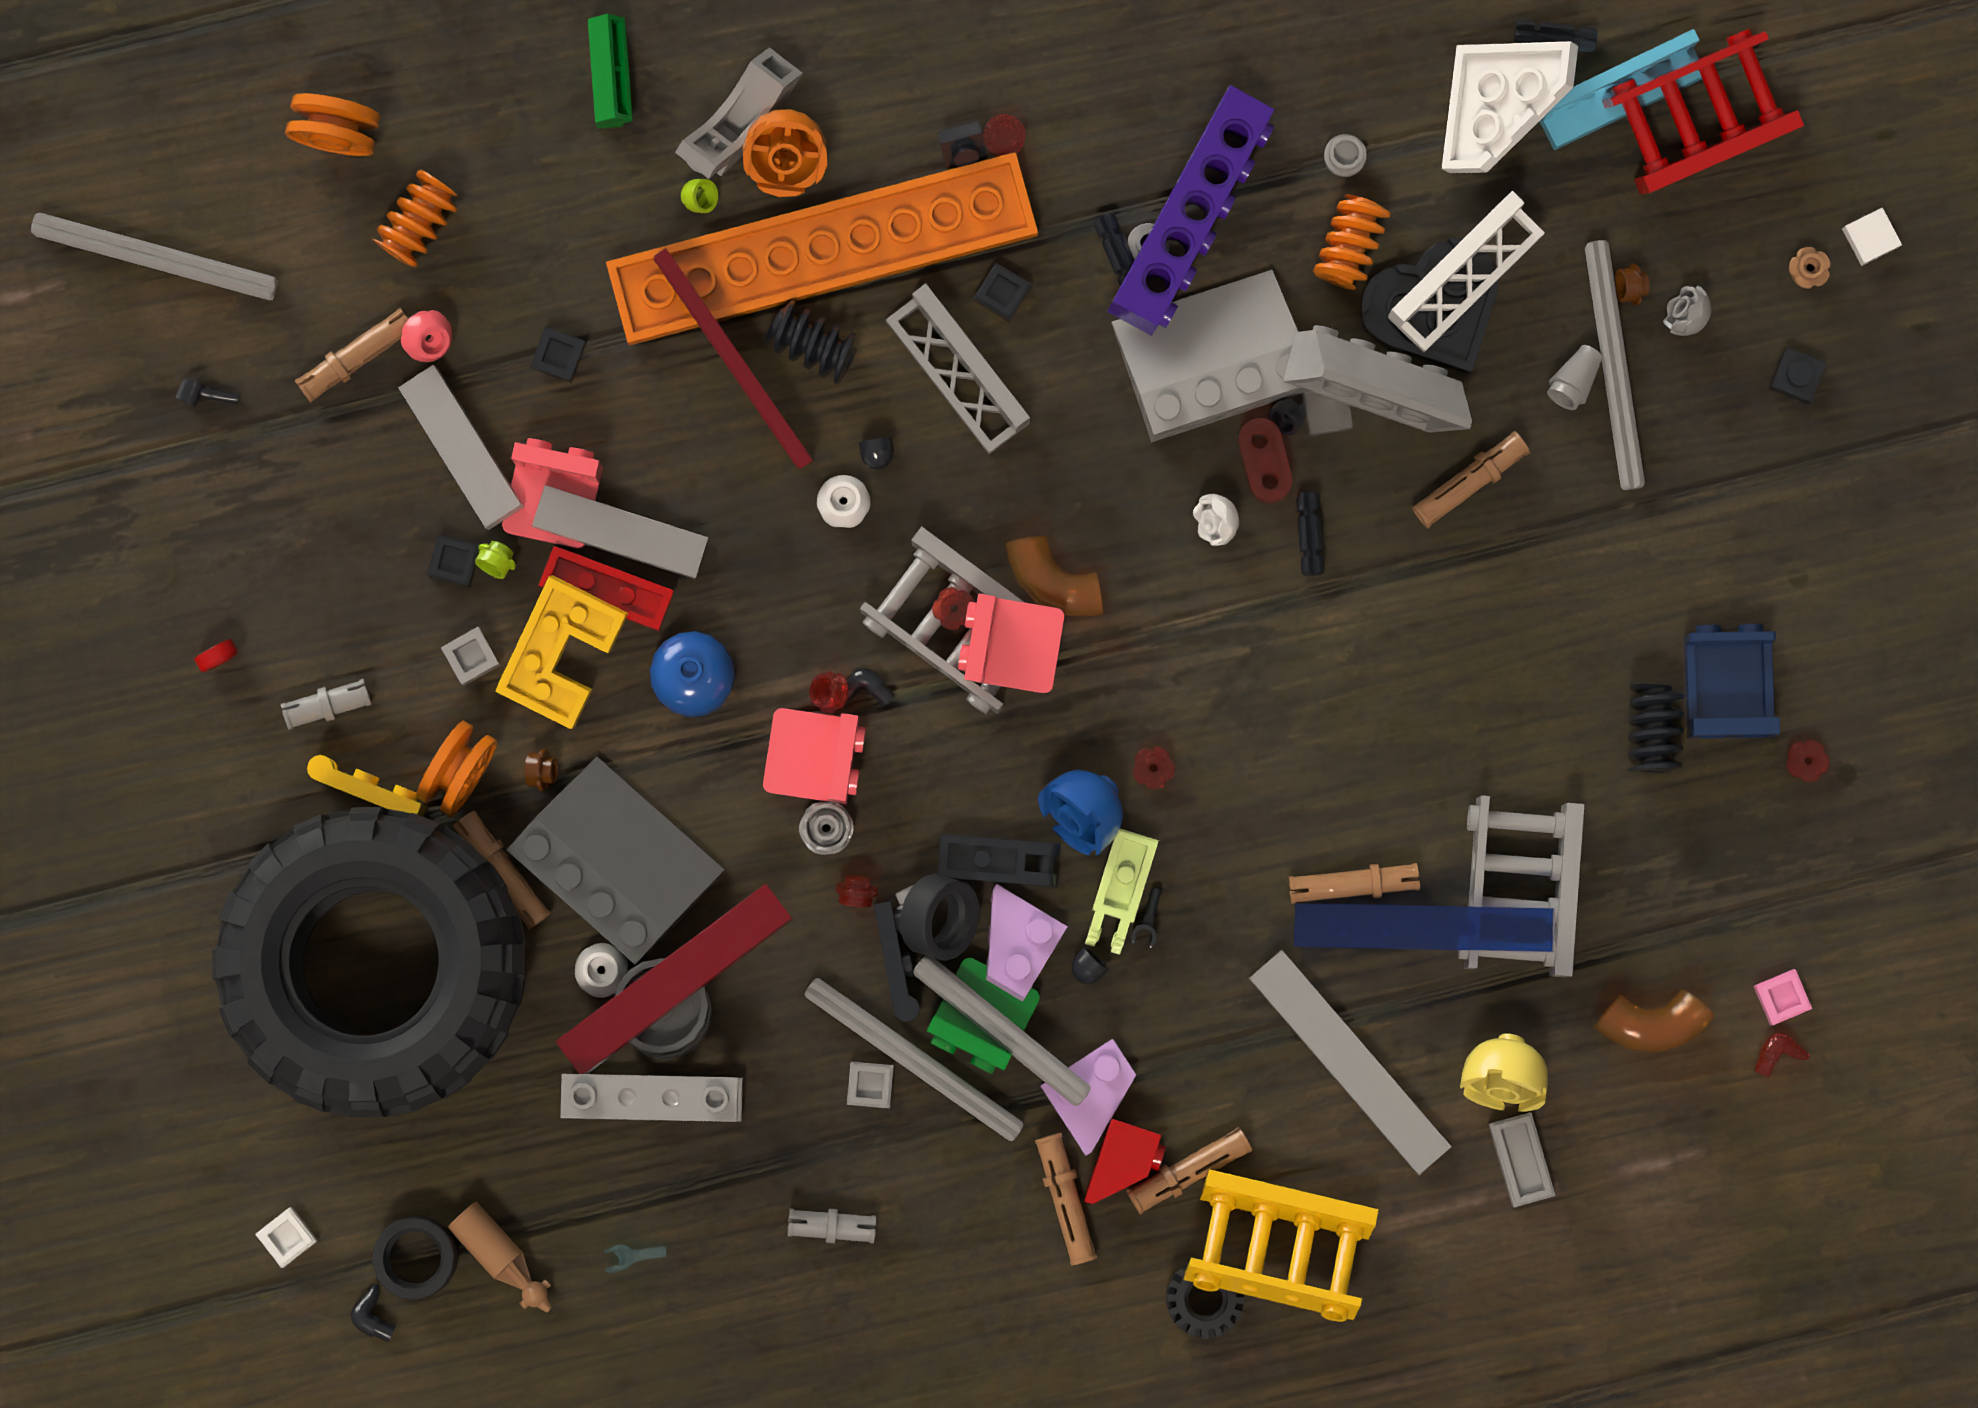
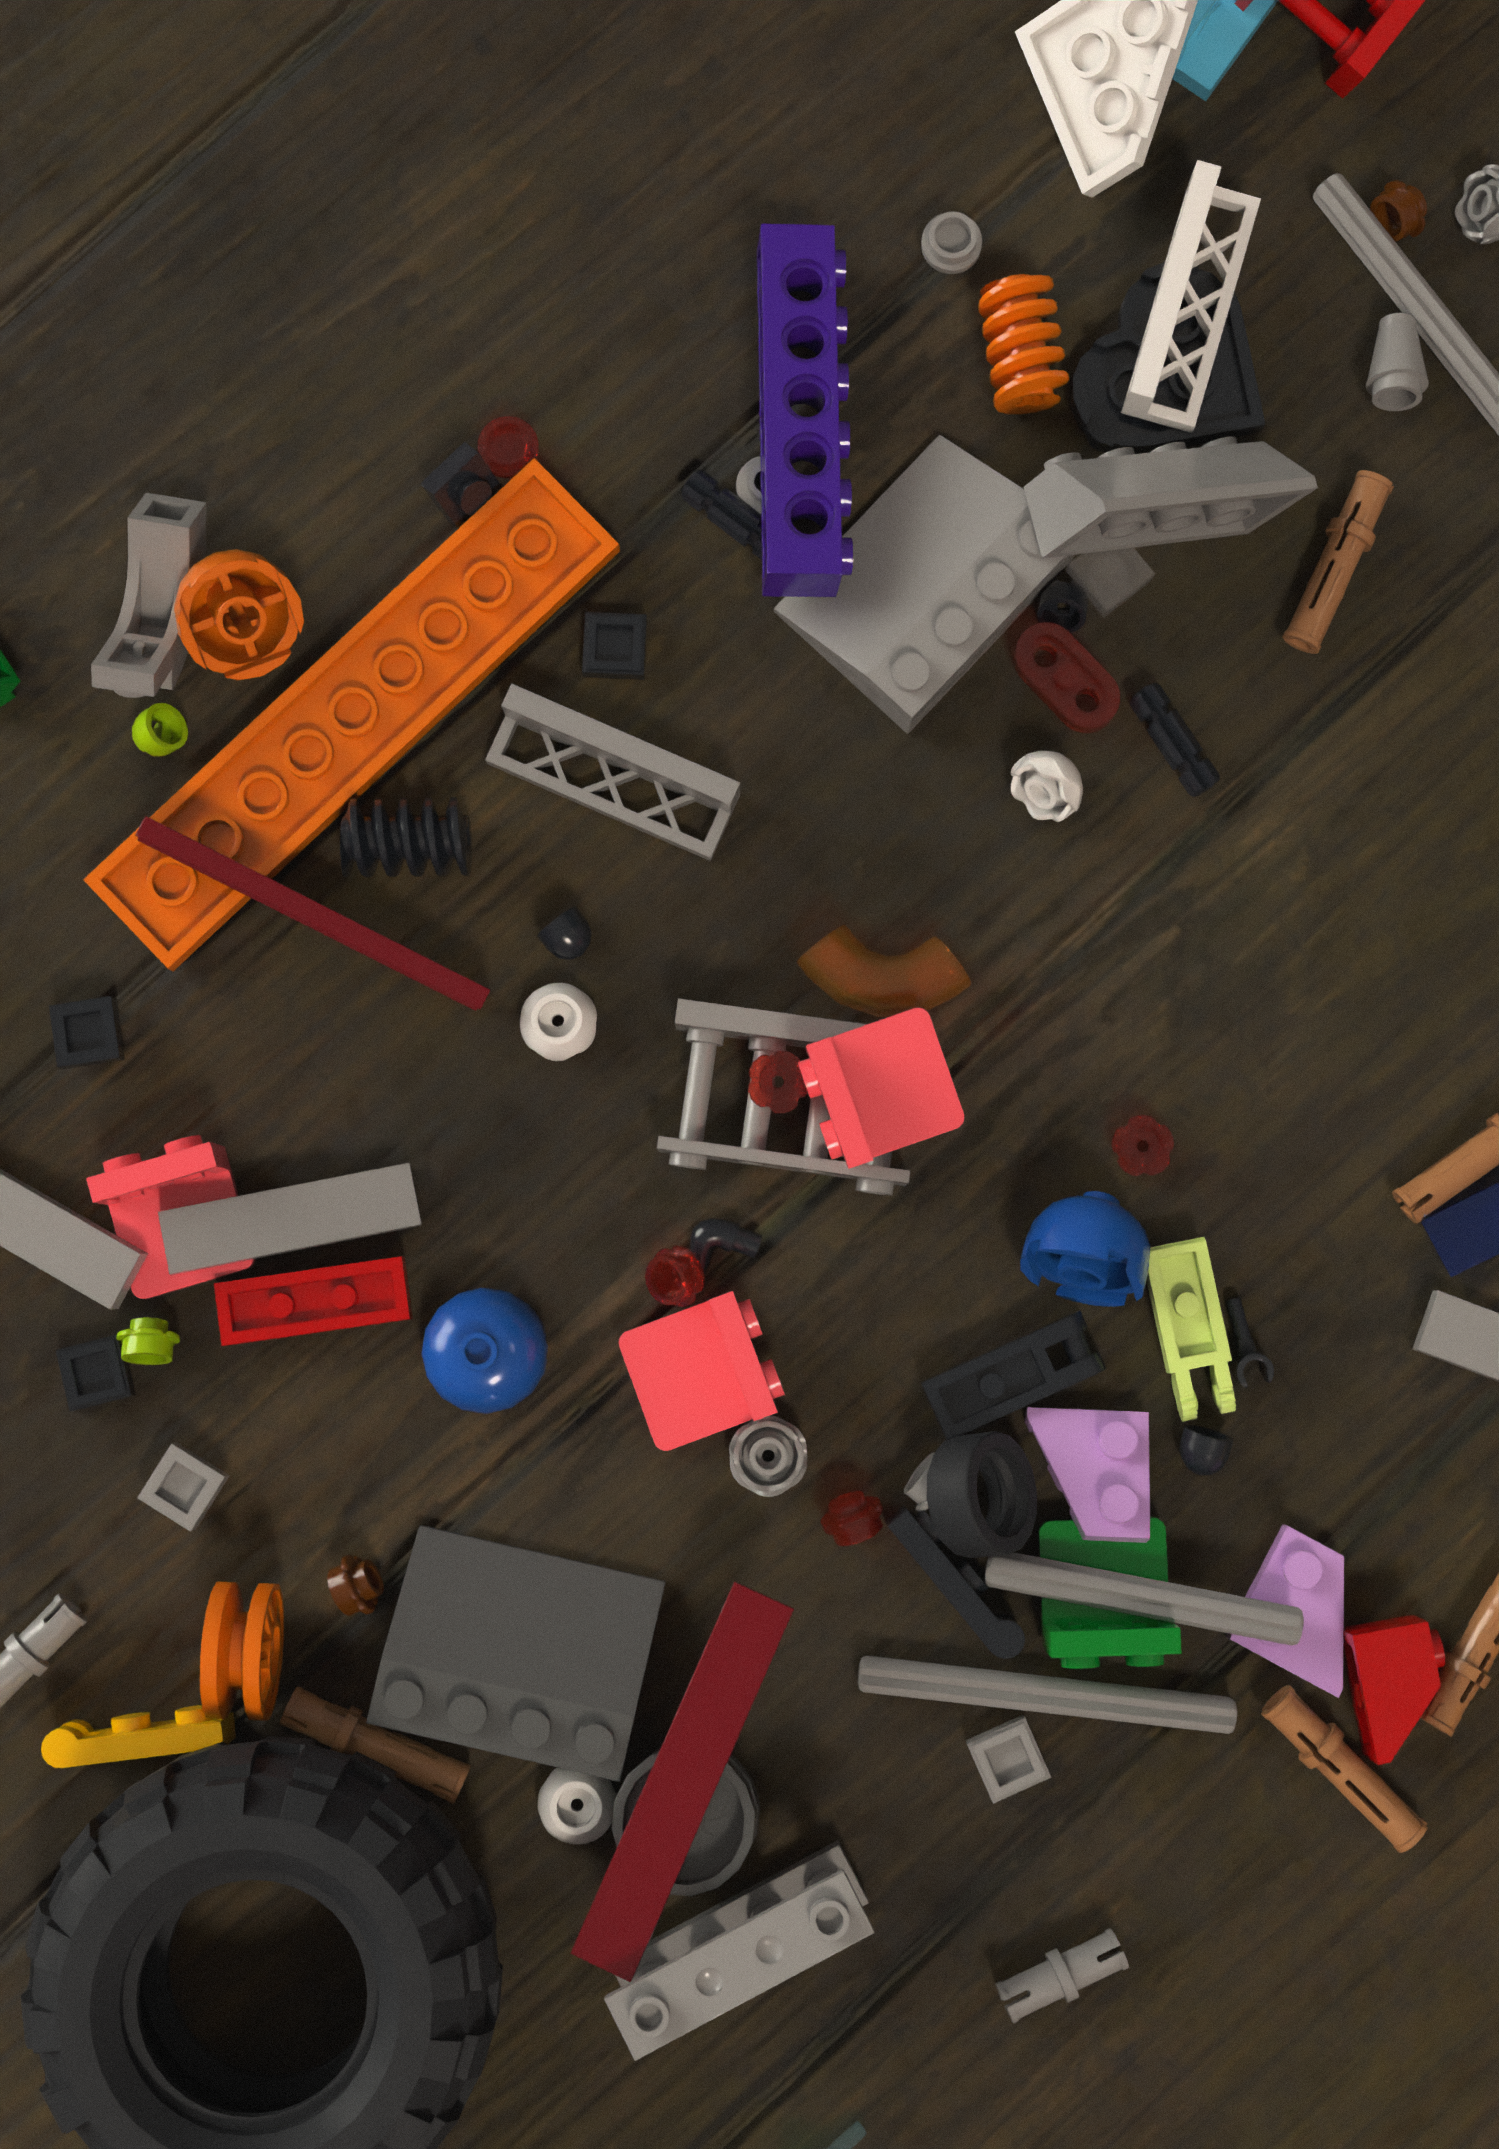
camera: 25 degrees left, 0 degrees up
(531, 671) = (266, 1375): yellow plate -> none

